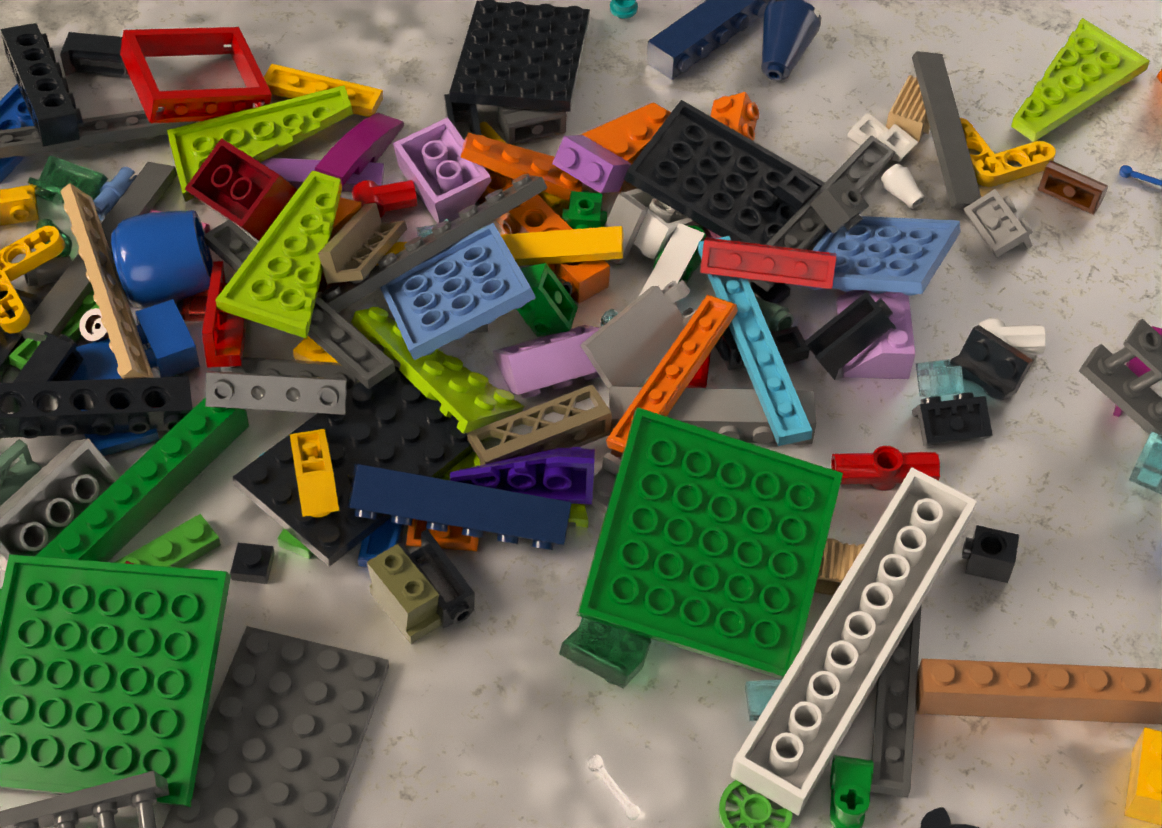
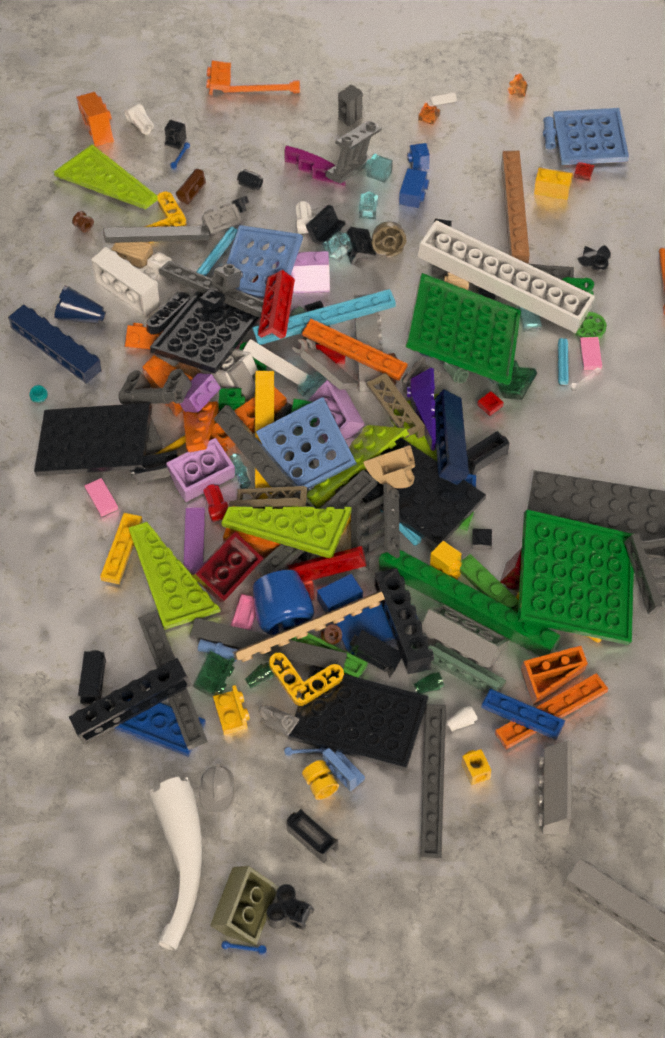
camera: 90 degrees left, 5 degrees up
(189, 482) = (446, 560): none -> yellow brick
(192, 104) = (126, 635): red window -> none
(314, 473) = (439, 498): yellow slope -> none
(360, 146) = (176, 518): magenta slope -> none
(392, 407) = (393, 468): none -> tan brick
(404, 593) = (499, 462): olive hips -> none
(422, 73) = (101, 497): none -> bright pink tile
(556, 601) = (490, 403): none -> red plate
(596, 114) = (138, 389): none -> dark grey piece
(659, 746) = (563, 375): none -> medium azure axle
(679, 803) = (590, 353): none -> bright pink tile
(776, 137) = (169, 311): none -> black beam
(835, 89) = (125, 282): none -> white brick
(850, 333) = (317, 276): black window -> none
(884, 466) = (394, 271): red piece -> none
(902, 185) = (193, 259): white cone -> none
(902, 209) = (217, 252): none -> medium azure axle
(967, 458) = (388, 239): none -> dark tan cylinder
(975, 51) = (83, 221): none -> reddish brown wheel
(1038, 250) = (240, 202): none -> black tile
(1055, 440) = (368, 202): none -> clear light blue brick
(1098, 266) = (250, 180): none -> black brick
(1109, 515) = (413, 188): none -> blue brick

